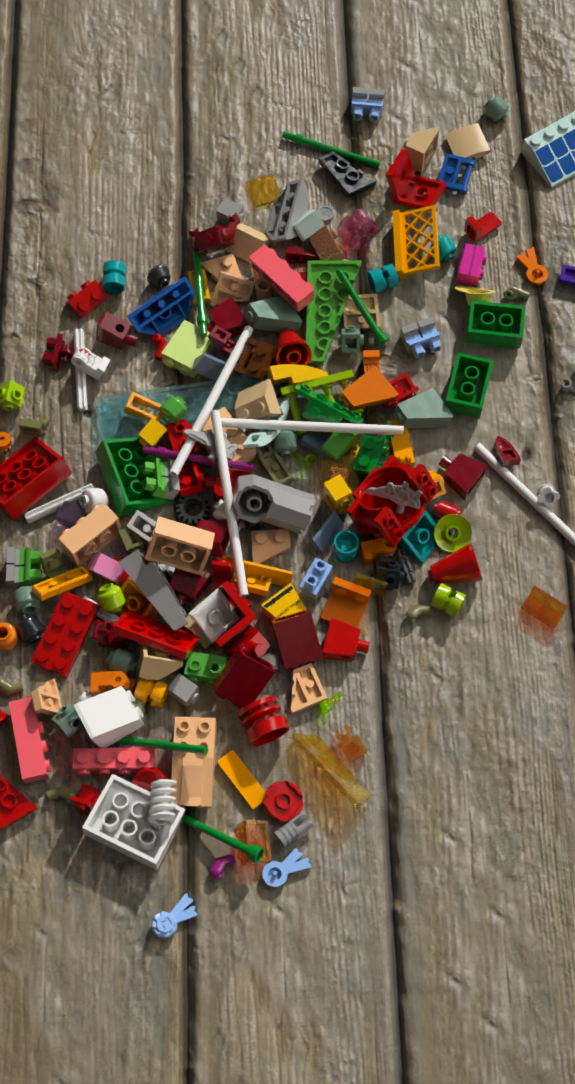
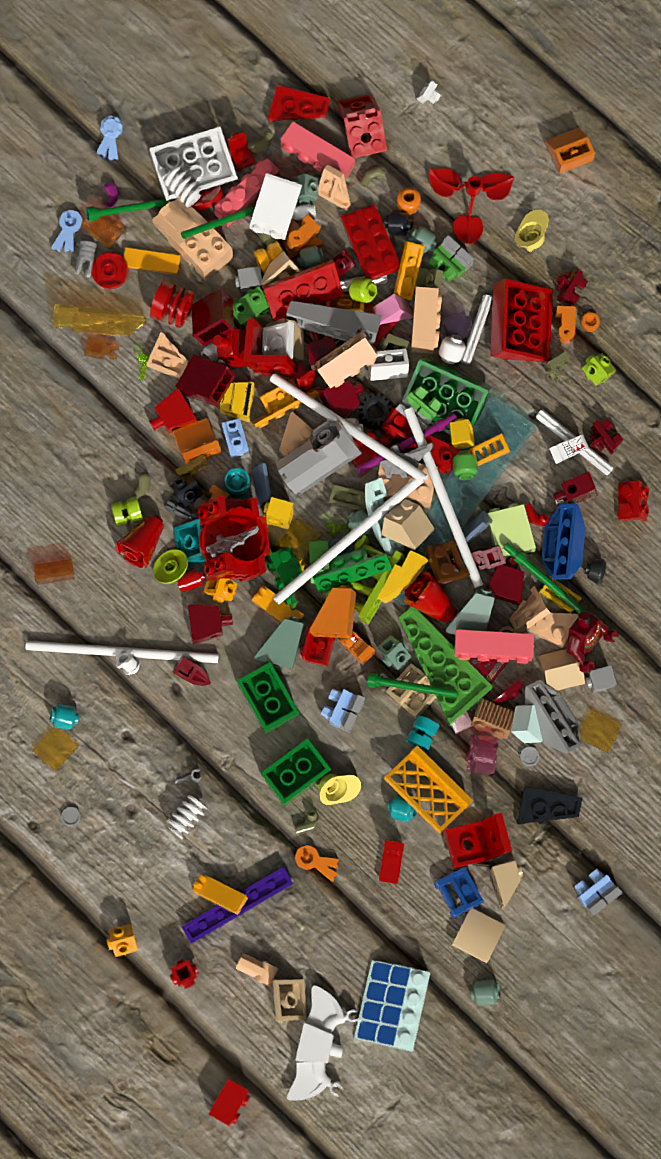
camera: 135 degrees right, 10 degrees up
(113, 279) = (629, 536): teal wheel -> none
(299, 140) = (619, 805): green bar -> none
(336, 470) = (296, 534): clear orange tile -> none
(470, 265) = (366, 814): dark pink brick -> none

